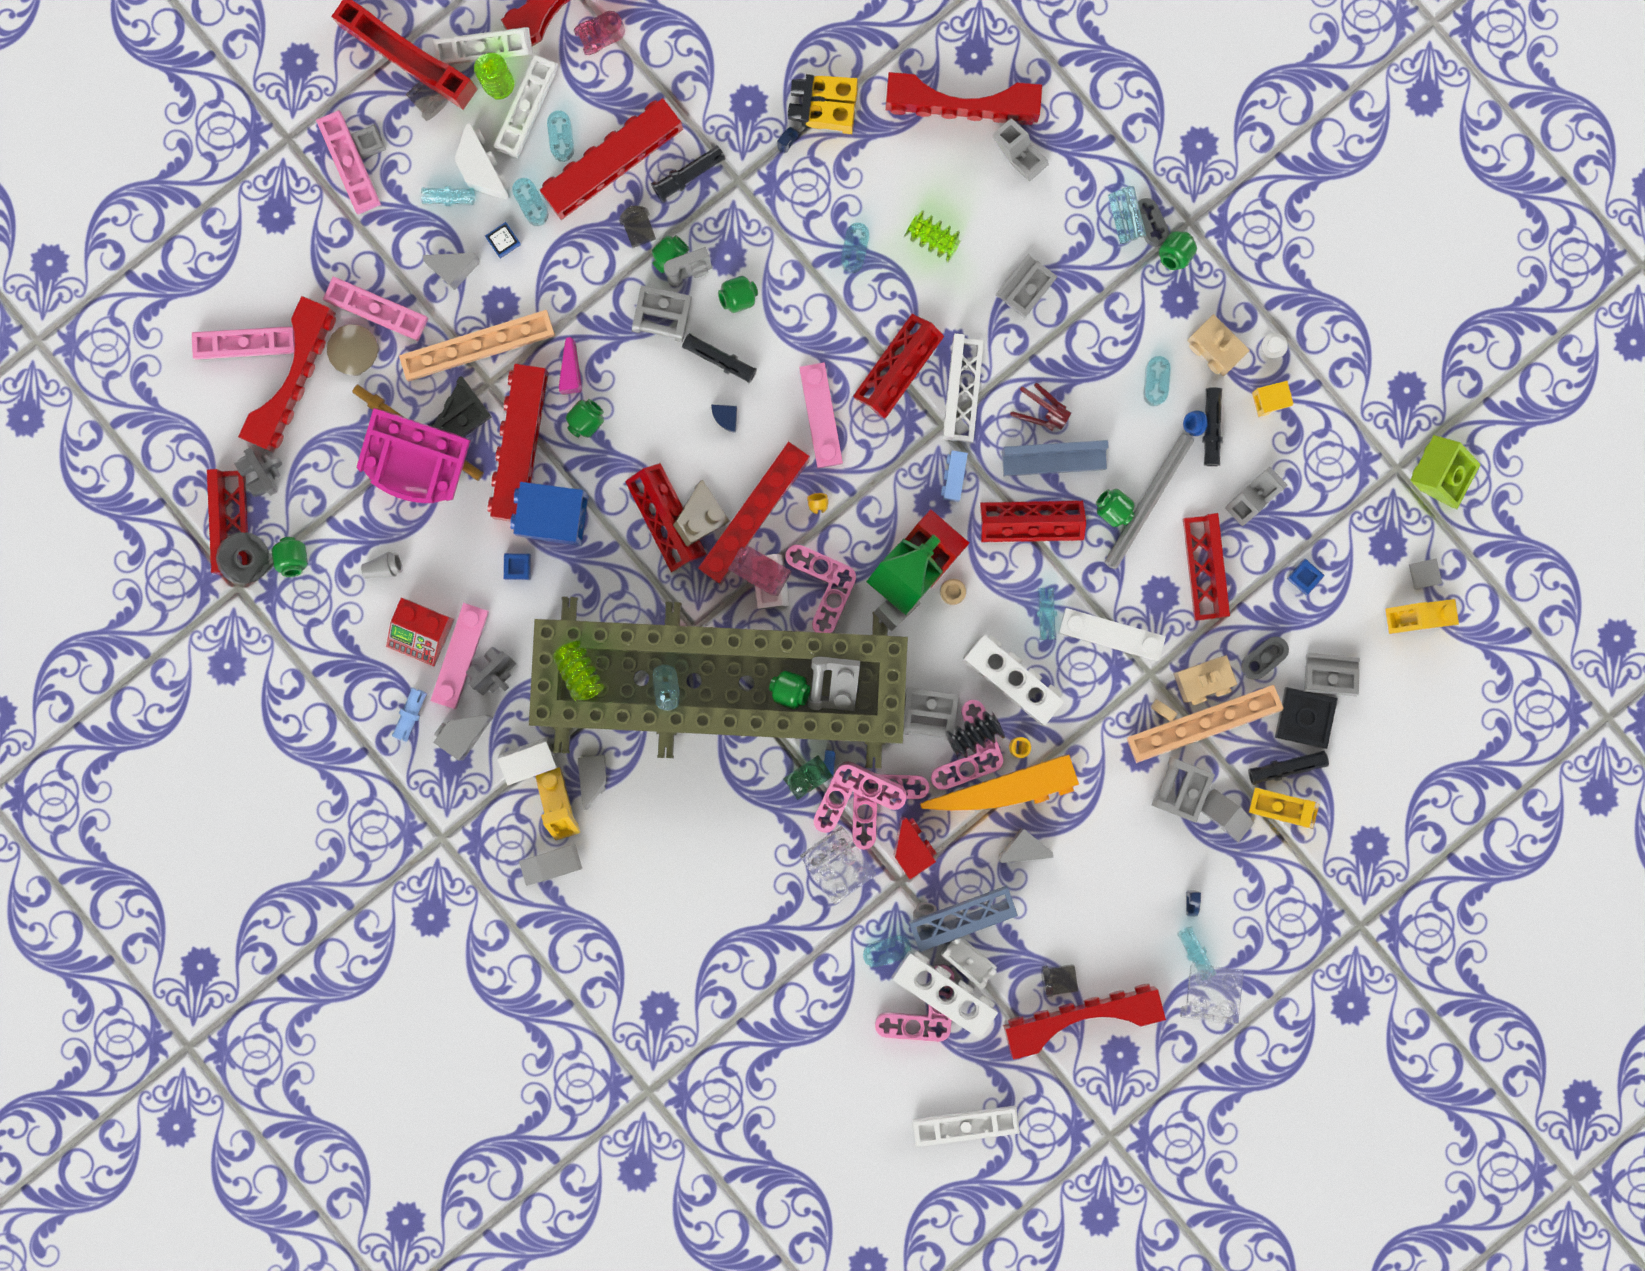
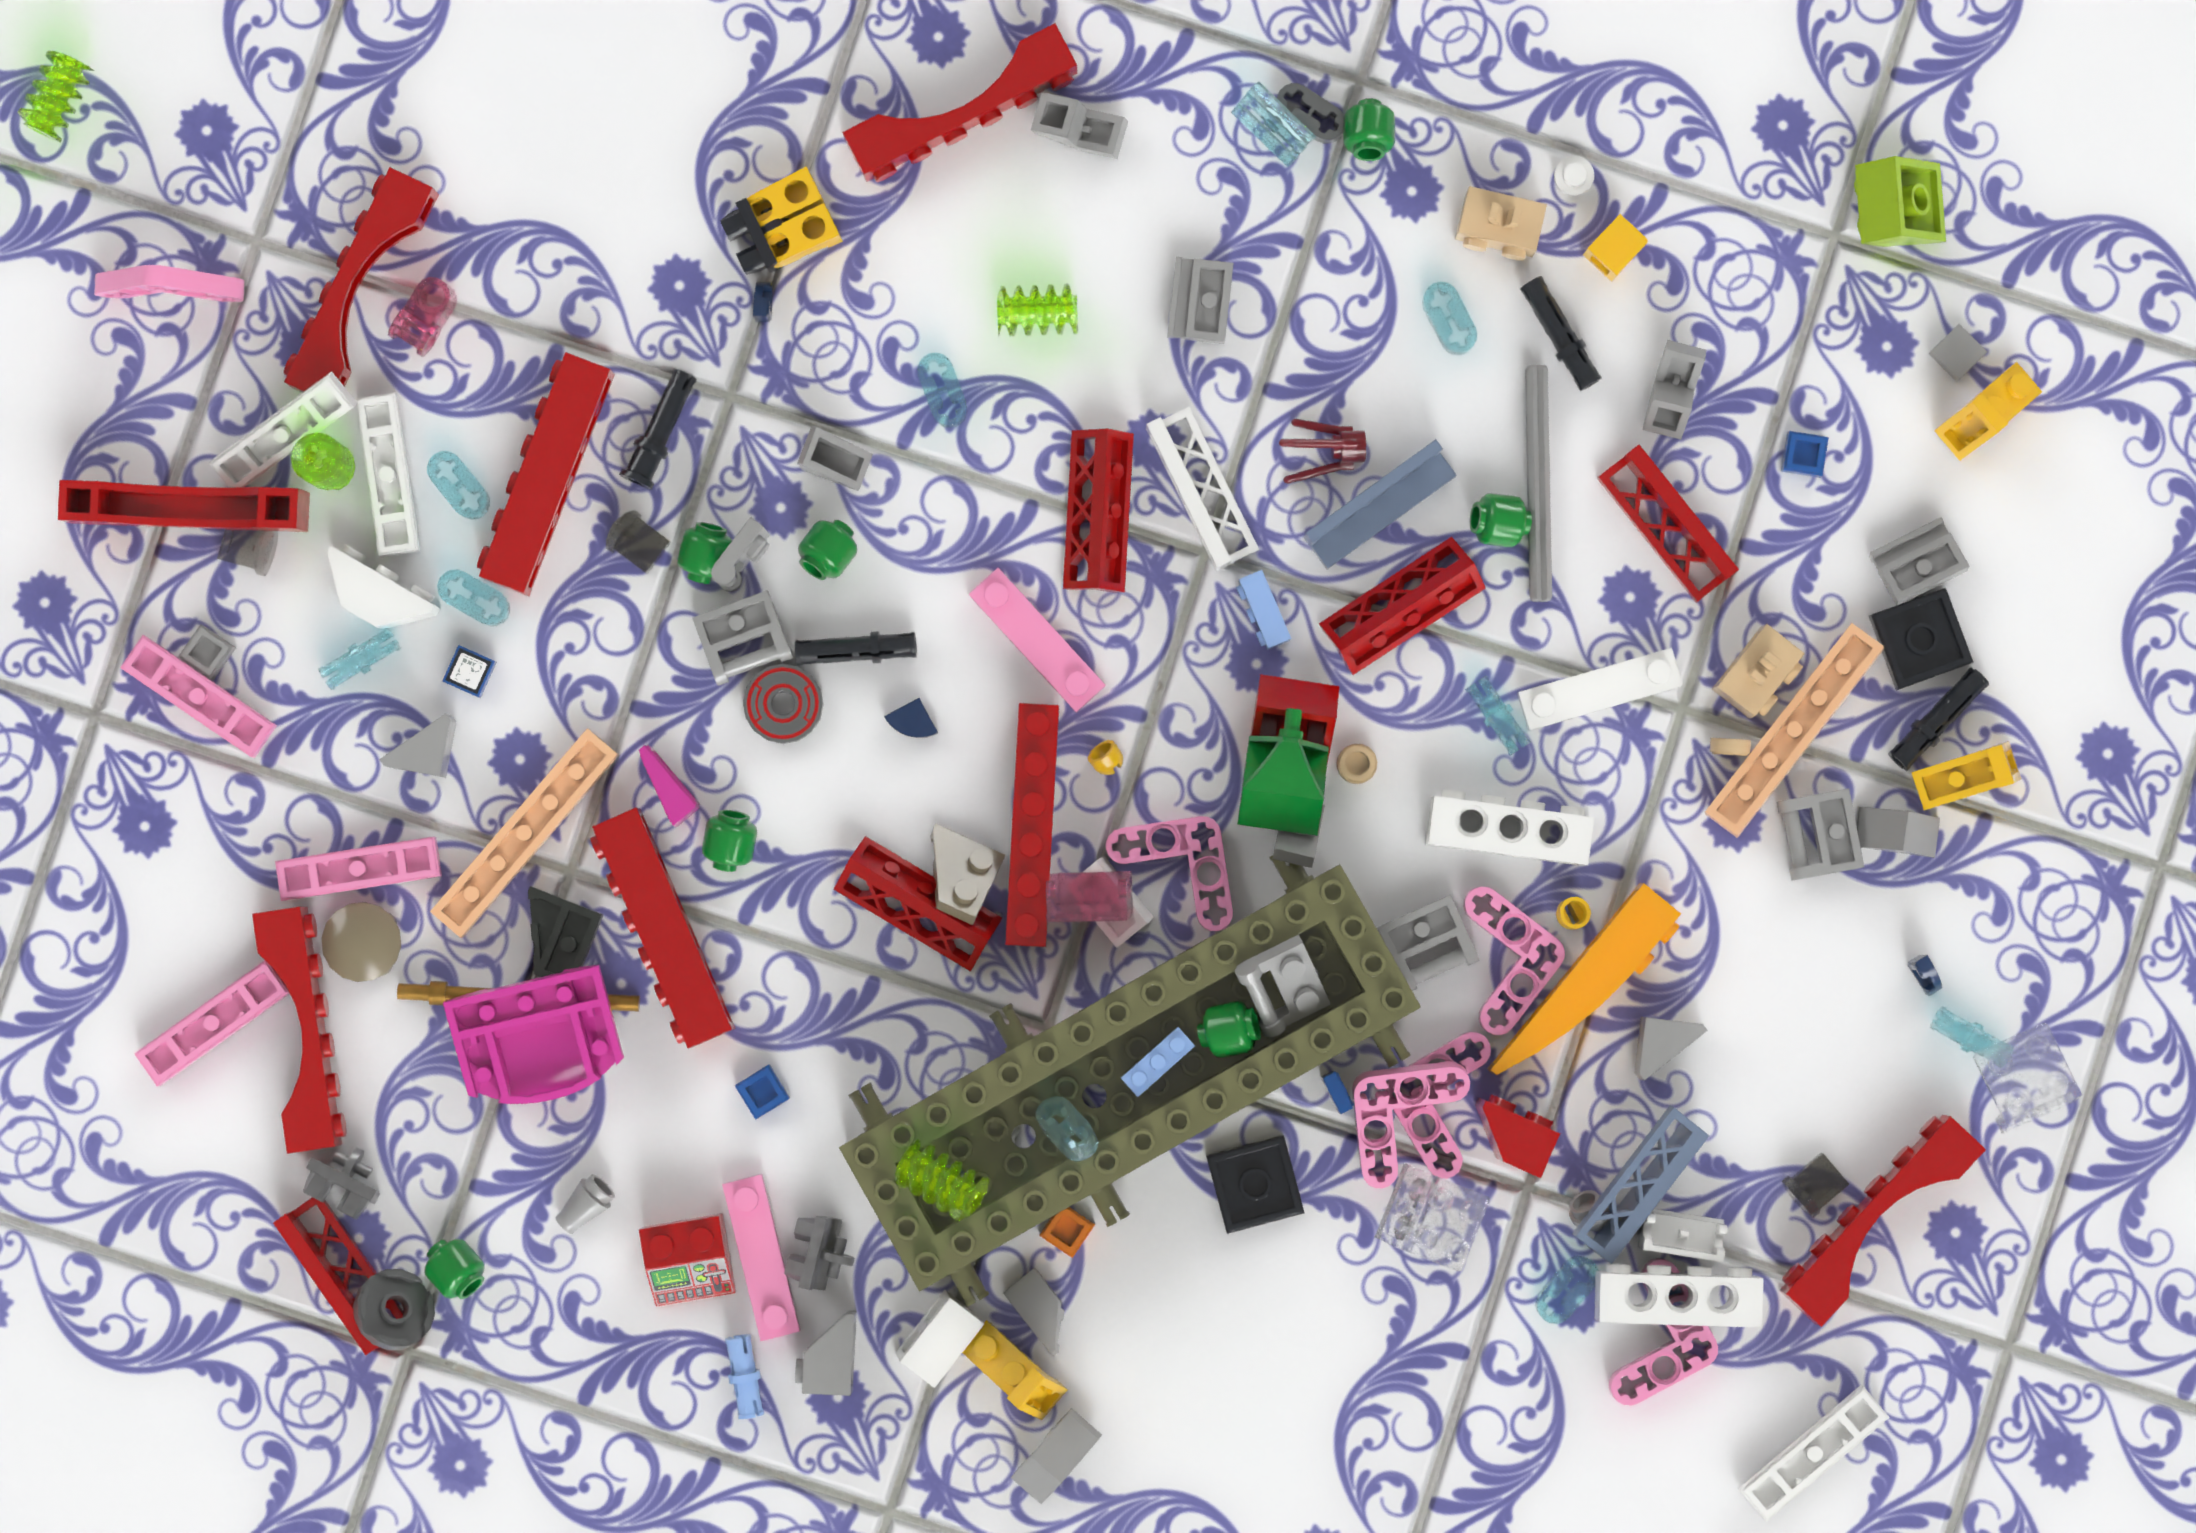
camera: 35 degrees left, 0 degrees up
(550, 513) = (764, 995): blue slope -> none
(634, 745) = (1067, 1230): none -> orange tile
(661, 378) = (766, 686): none -> dark grey tile
(739, 683) = (1157, 1061): none -> light blue piece
(752, 785) = (1255, 1184): none -> black tile
(772, 247) = (834, 459): none -> light grey slope
(807, 777) = (1321, 1128): clear green tile -> none
(974, 734) = (1504, 934): black piece -> none
(1195, 423) = (1535, 343): blue plate -> none
(1264, 659) = (1819, 596): dark grey plate -> none

